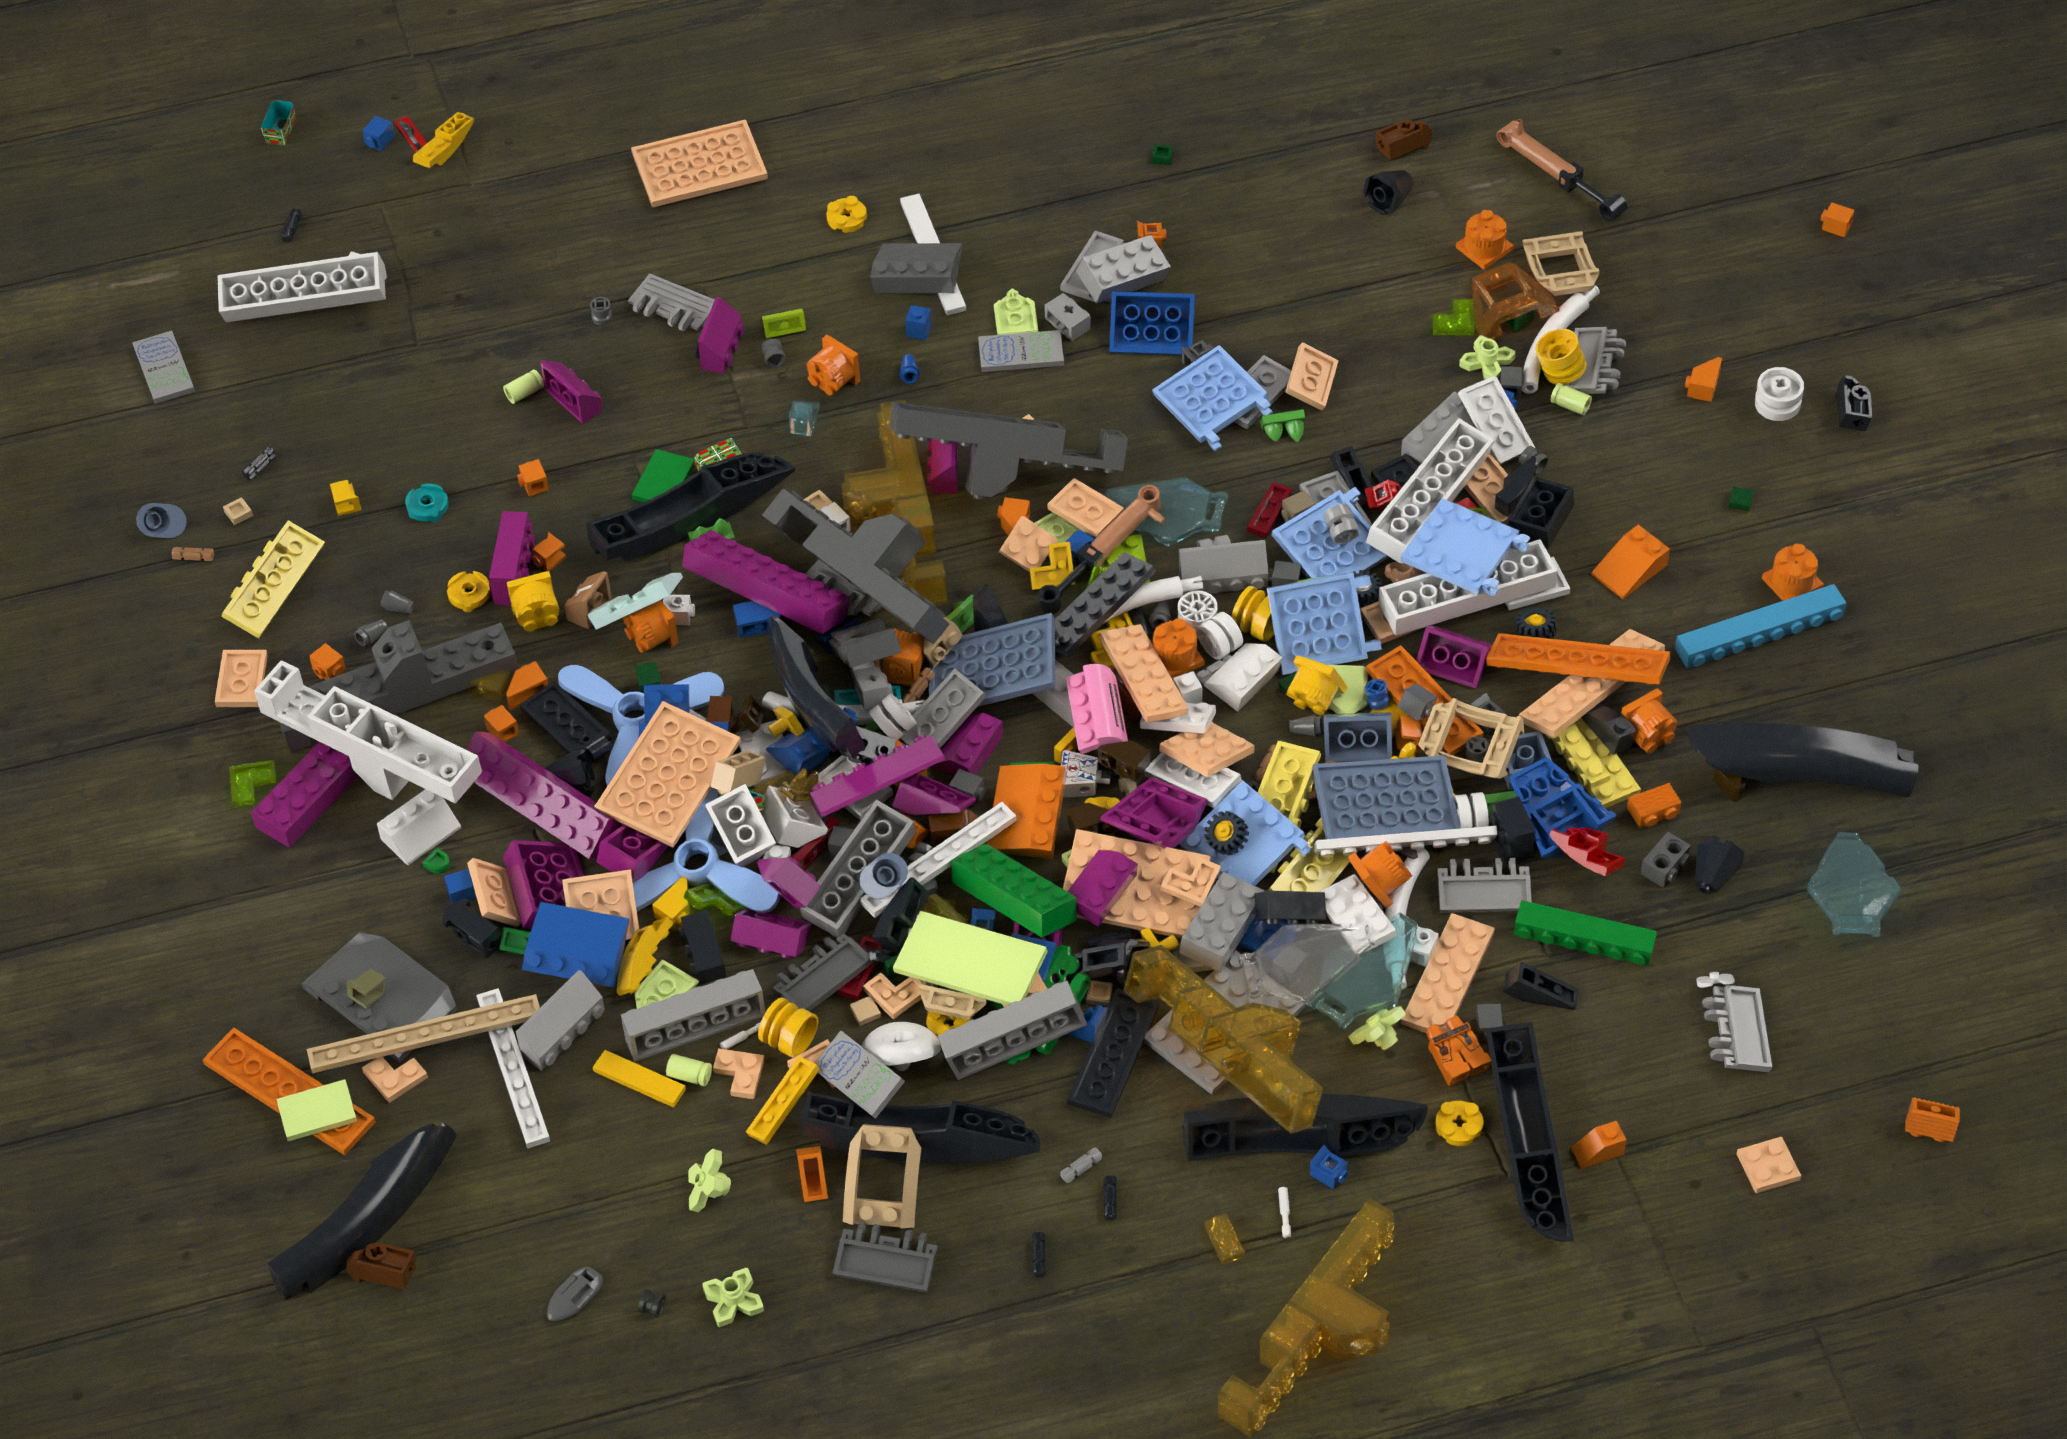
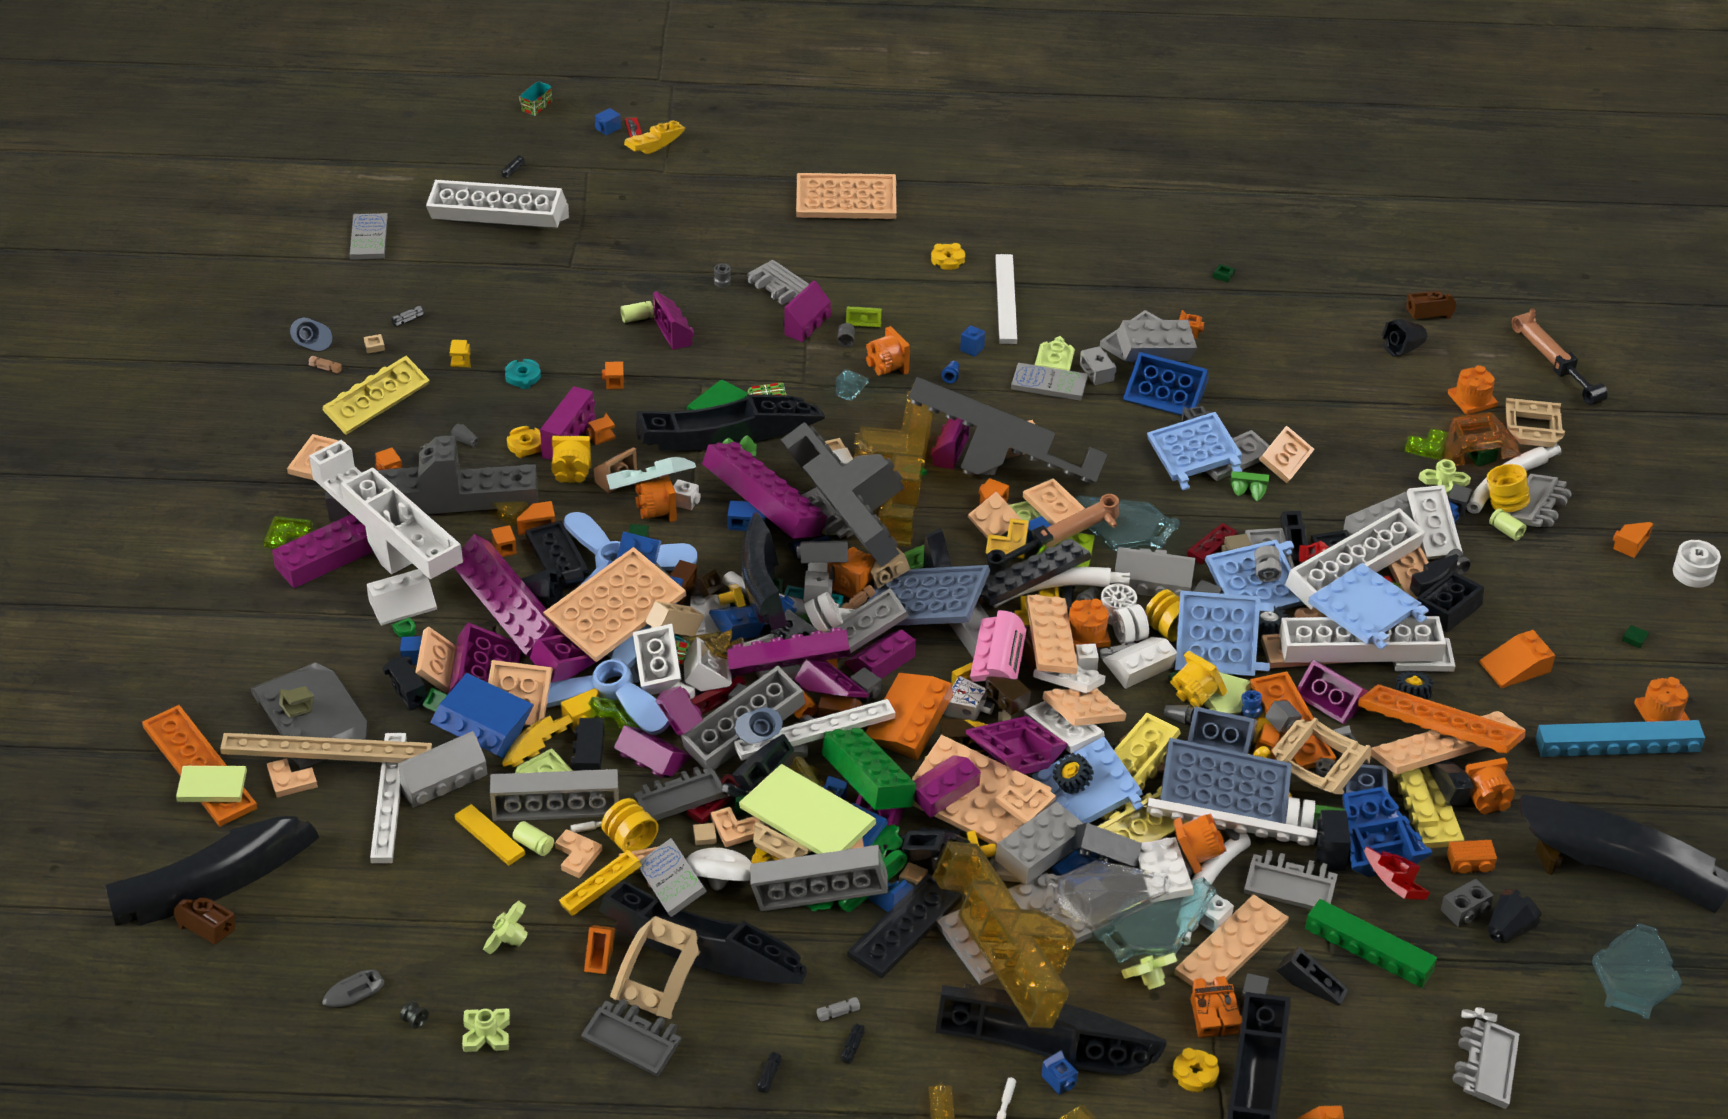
camera: 15 degrees right, 10 degrees down
(916, 268) = (986, 303): dark grey slope -> none

